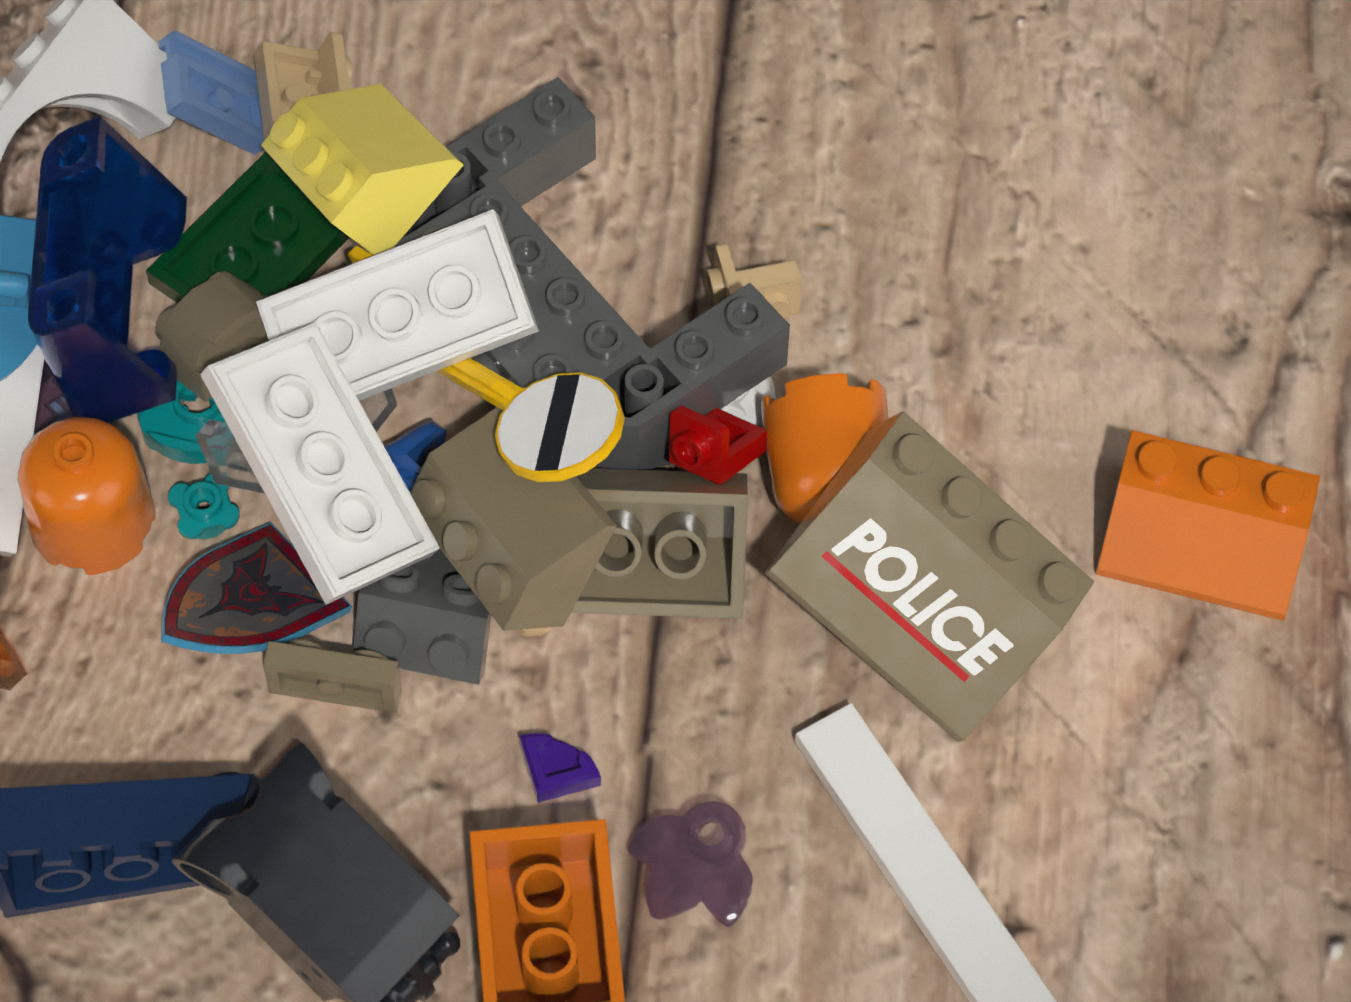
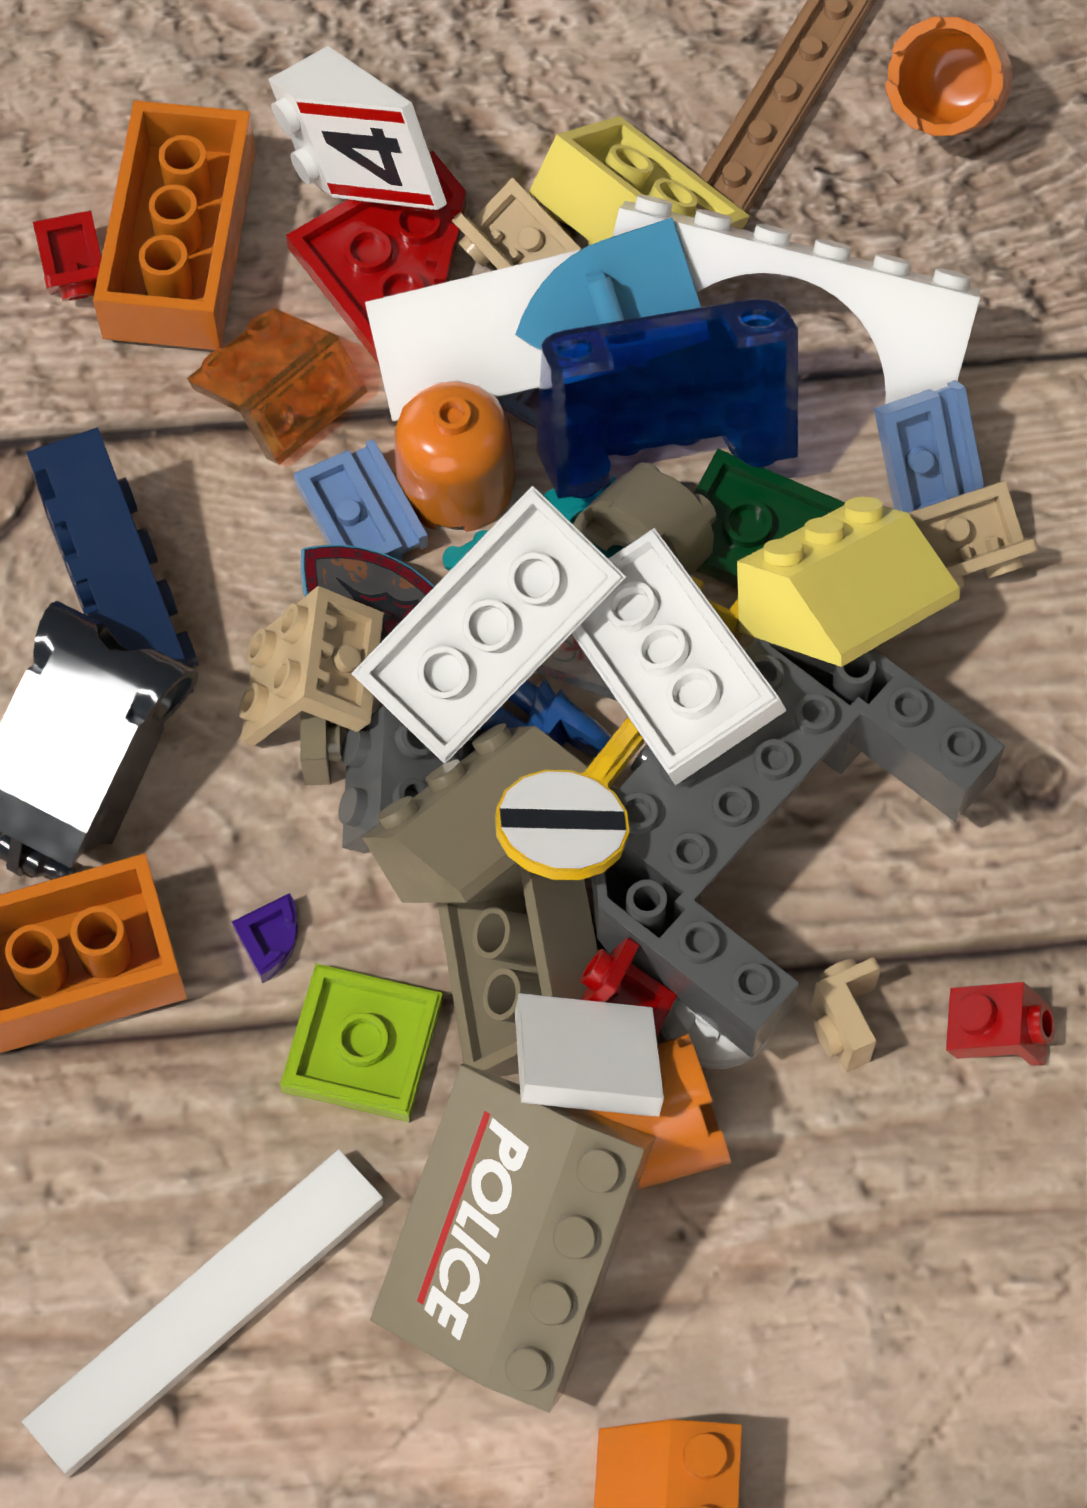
camera: 80 degrees right, 5 degrees up
(105, 600) = (360, 503): none -> medium blue plate
(289, 666) = (307, 665): none -> tan bracket
(686, 701) = (362, 1042): none -> lime tile
(690, 871) = (176, 1078): clear purple plate -> none
(786, 179) = (999, 1022): none -> red bracket
(787, 458) = (588, 1055): none -> white tile

